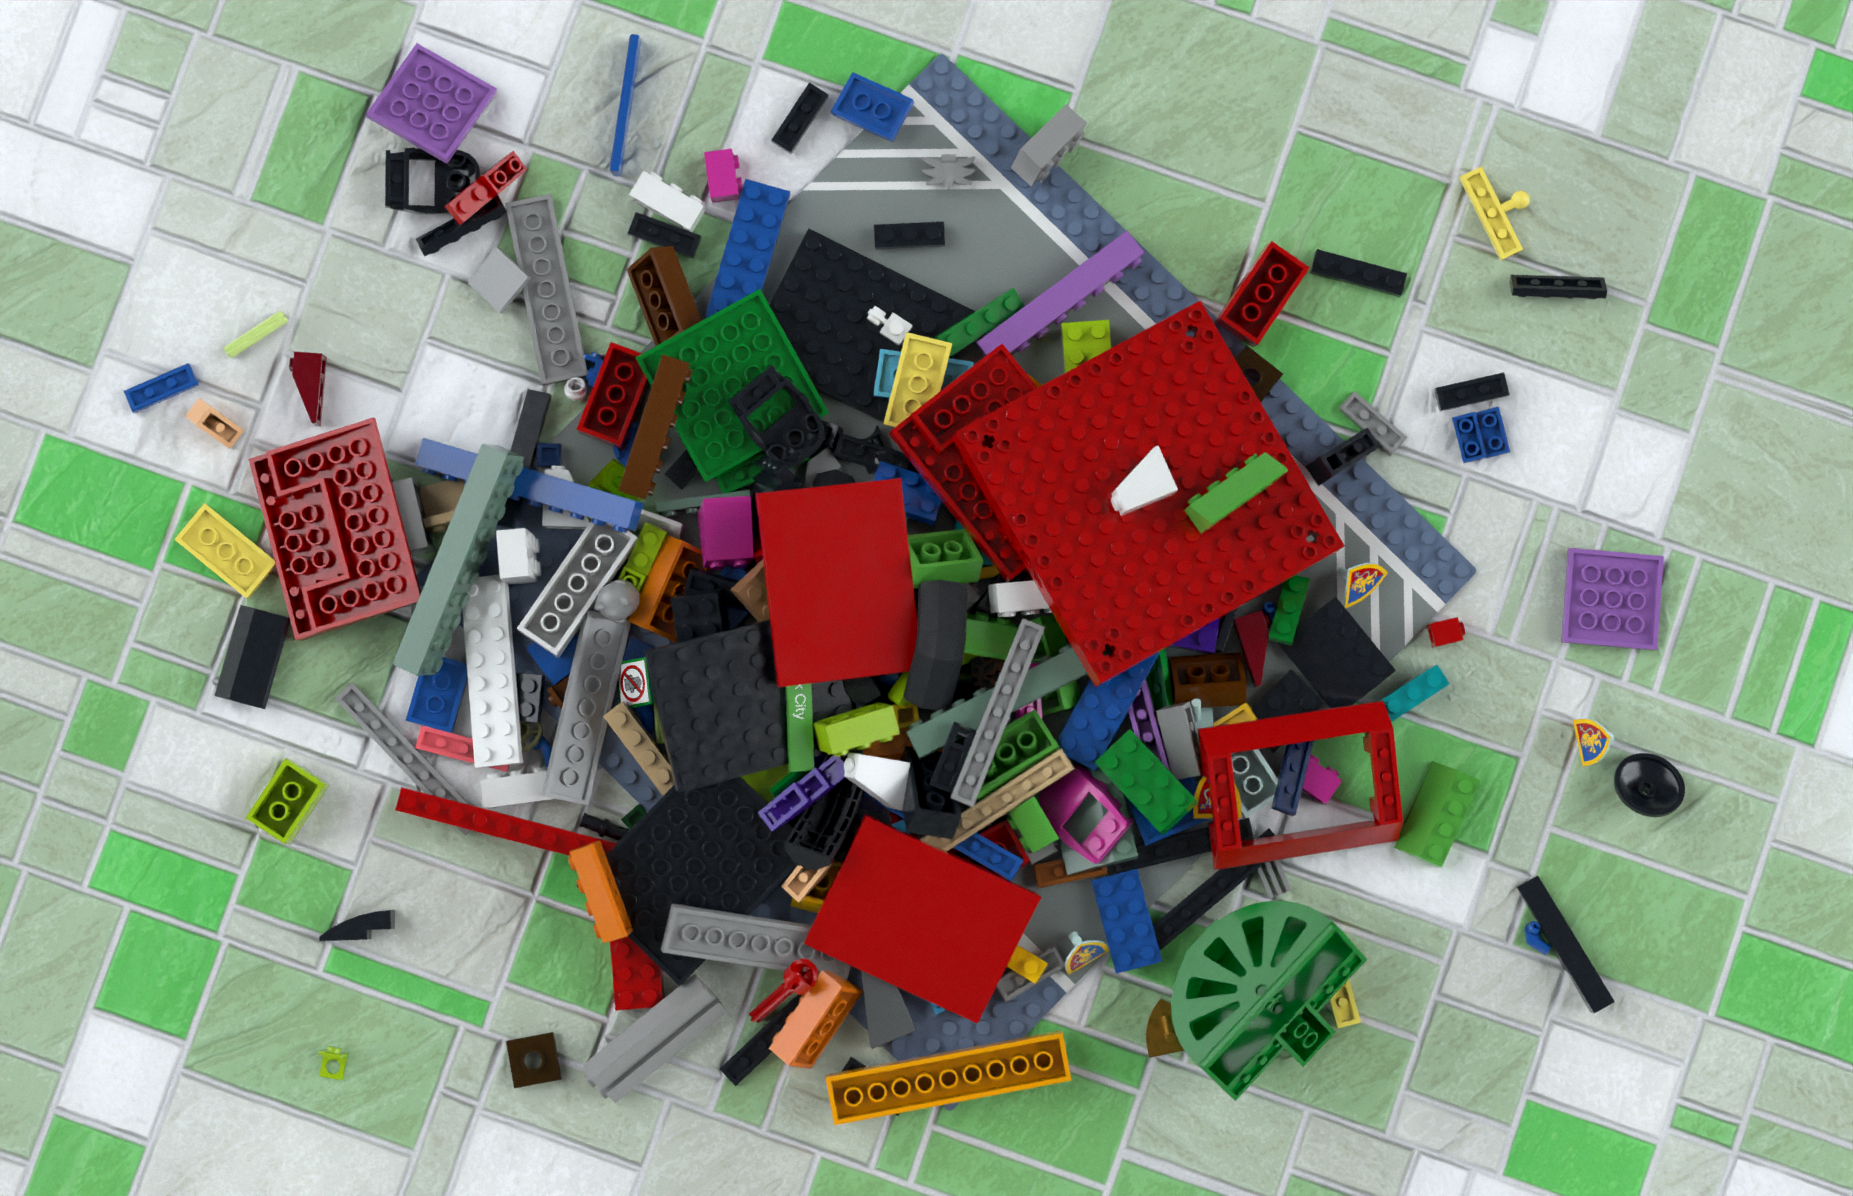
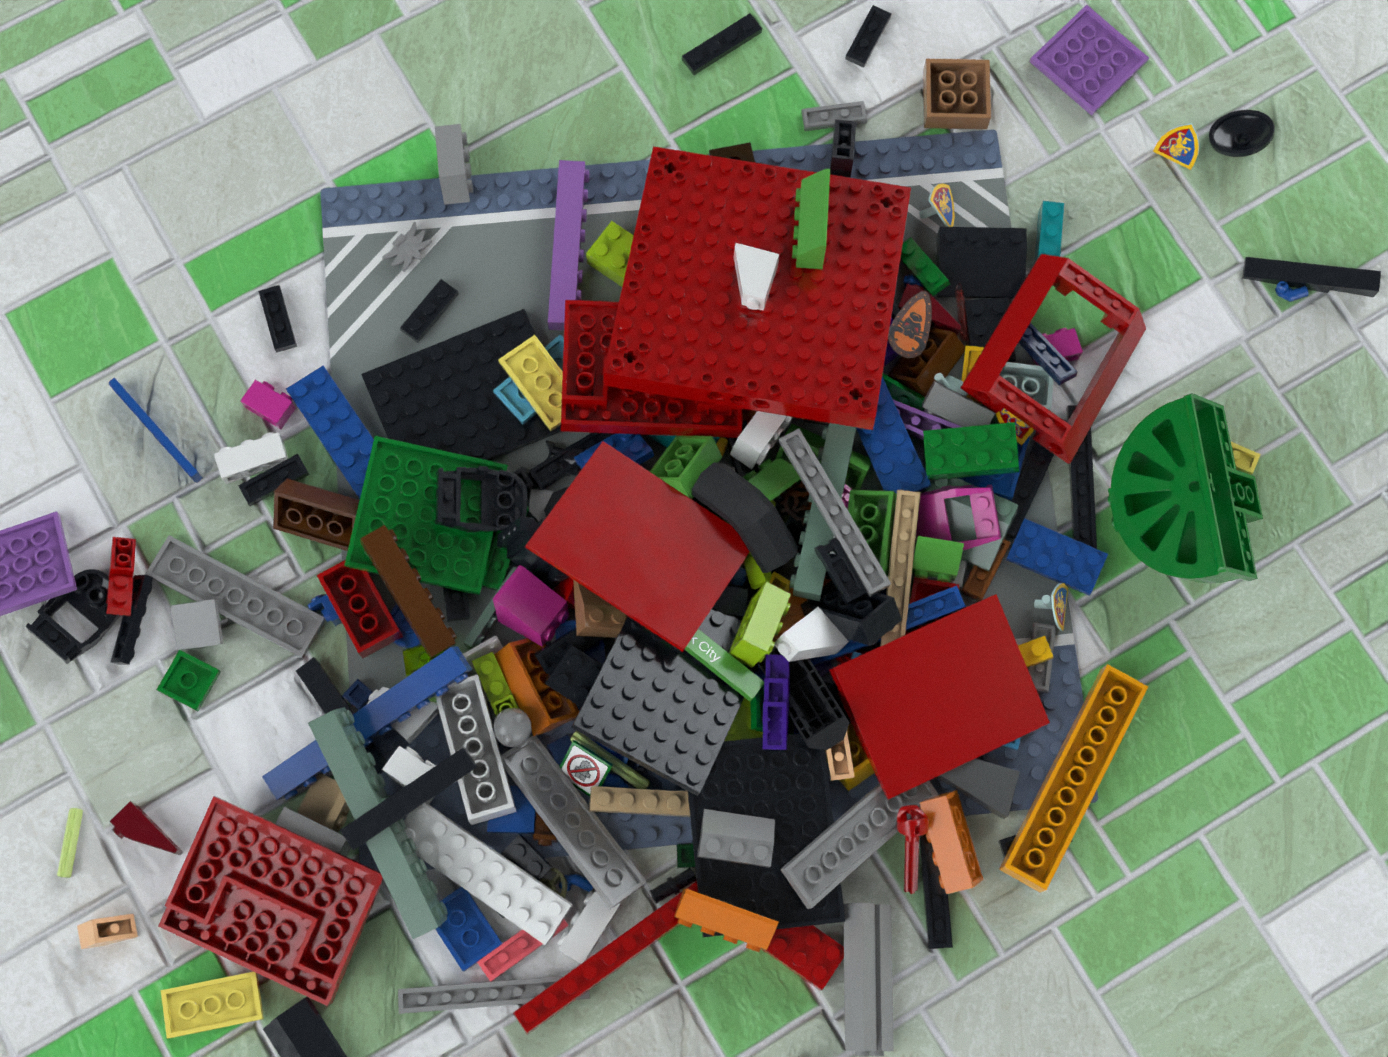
camera: 55 degrees left, 10 degrees down
(161, 388) = (43, 951): blue tile -> none
(451, 312) = (188, 680): none -> green plate
(488, 571) = (408, 798): none -> black slope
(575, 389) = (327, 635): white plate -> none
(671, 849) = (736, 838): none -> light grey slope
(872, 107) = (315, 262): blue plate -> none
(893, 329) = (487, 371): white plate -> none
(982, 320) = (535, 305): green plate -> none
(1160, 1031) = (1159, 595): pearl gold shield -> none
(1223, 645) = (911, 326): none -> sticker
(1262, 294) = (682, 110): red brick -> none
(1275, 678) = (963, 311): none -> clear red piece
(1279, 891) = (1109, 426): light grey tile -> none
(1437, 814) = (1150, 286): bright green slope -> none
(1445, 632) = (1023, 181): red brick -> none
(1478, 511) = (956, 93): none -> medium nougat slope
(1481, 435) = (903, 53): blue slope -> none

